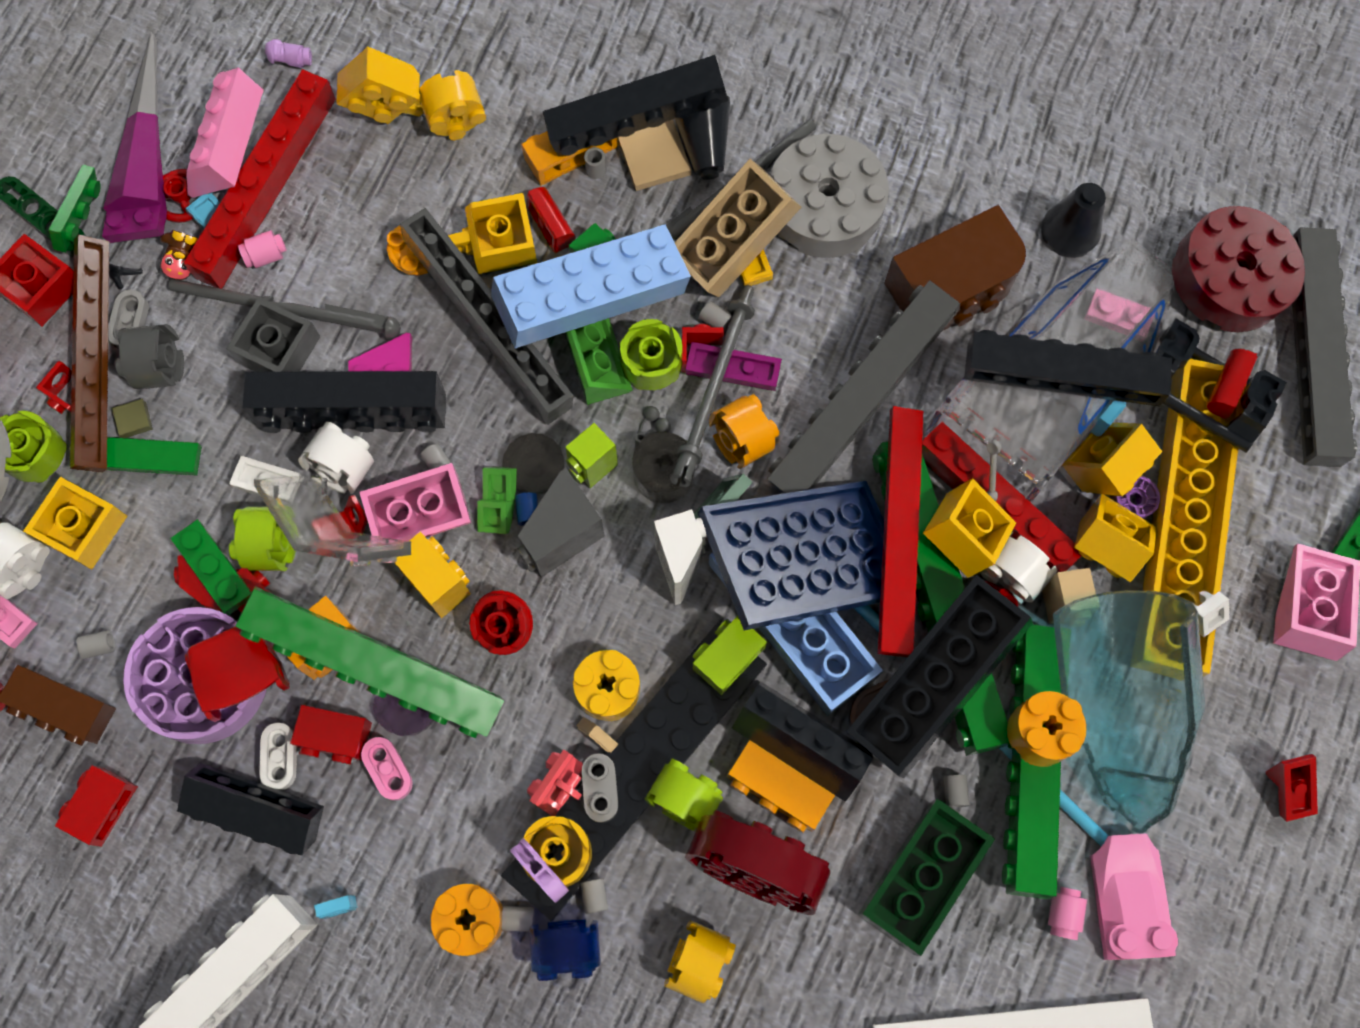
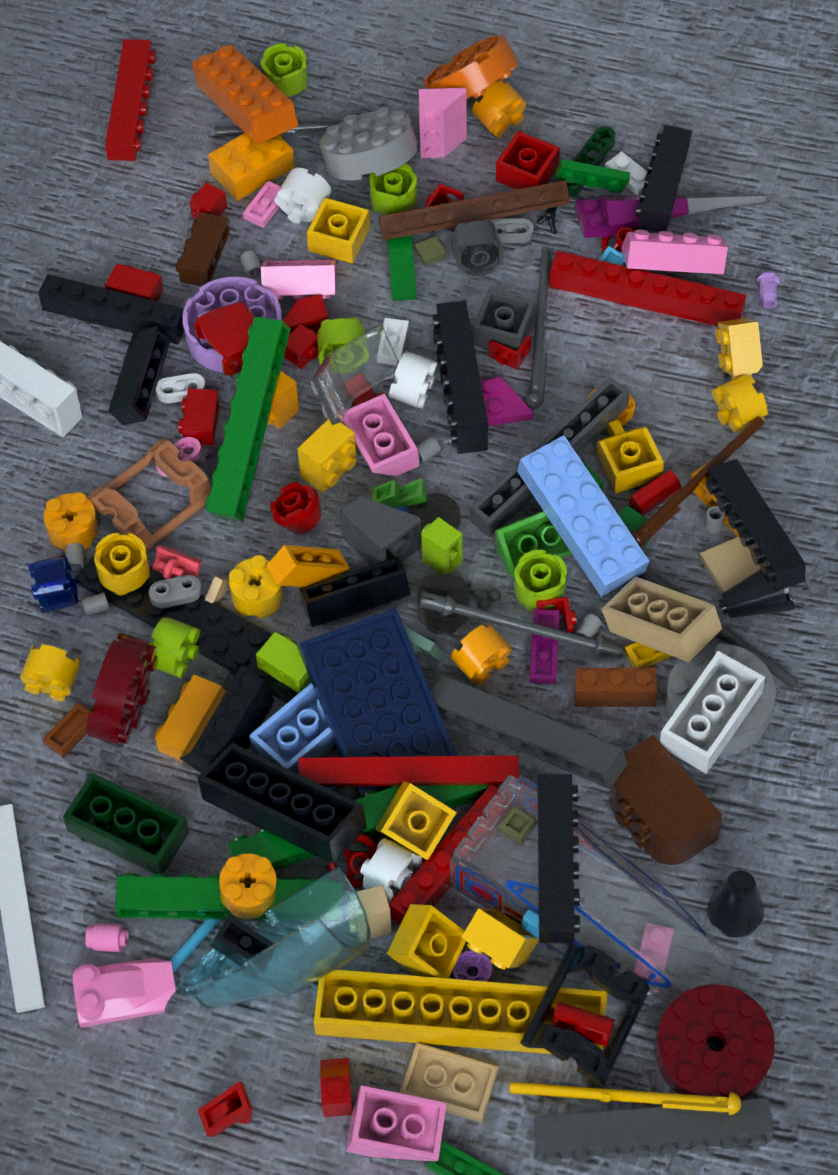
camera: 85 degrees right, 15 degrees down
(62, 175) = (637, 173): none -> white plate
(106, 125) = (663, 178): none -> black brick
(125, 842) = (110, 307): none -> black brick
(135, 582) = (299, 278): none -> bright pink slope
(173, 259) = (578, 247): animal -> none
(212, 567) = (311, 316): green plate -> none
(262, 249) = (585, 303): bright pink brick -> none
(319, 349) = (509, 356): none -> red bracket
(336, 907) = (74, 441): medium azure tile -> none
(478, 842) = (183, 473): none -> nougat piece
(539, 870) = (103, 541): lavender piece -> none
(584, 196) = (671, 507): none -> reddish brown bar
(603, 615) = (306, 565): none -> light orange brick
(634, 566) = (355, 591): none -> black brick
(680, 549) = (358, 601): white slope -> none
(772, 942) = (68, 731): none -> dark orange tile
(800, 298) = (615, 687): none -> dark orange brick
(874, 190) = (712, 712): none -> white brick
(956, 790) = (199, 848): light grey hinge -> none
(993, 448) = (448, 835): light grey hinge -> none
(1015, 406) = (517, 825): none -> olive tile
(1117, 743) = (239, 941): none -> black brick
(1212, 611) = (362, 1010): white tile -> none
(1258, 542) = (451, 1079): none -> tan tile
(1264, 662) = (335, 1087): none -> red slope
(1317, 263) = (668, 1100): none -> yellow bar

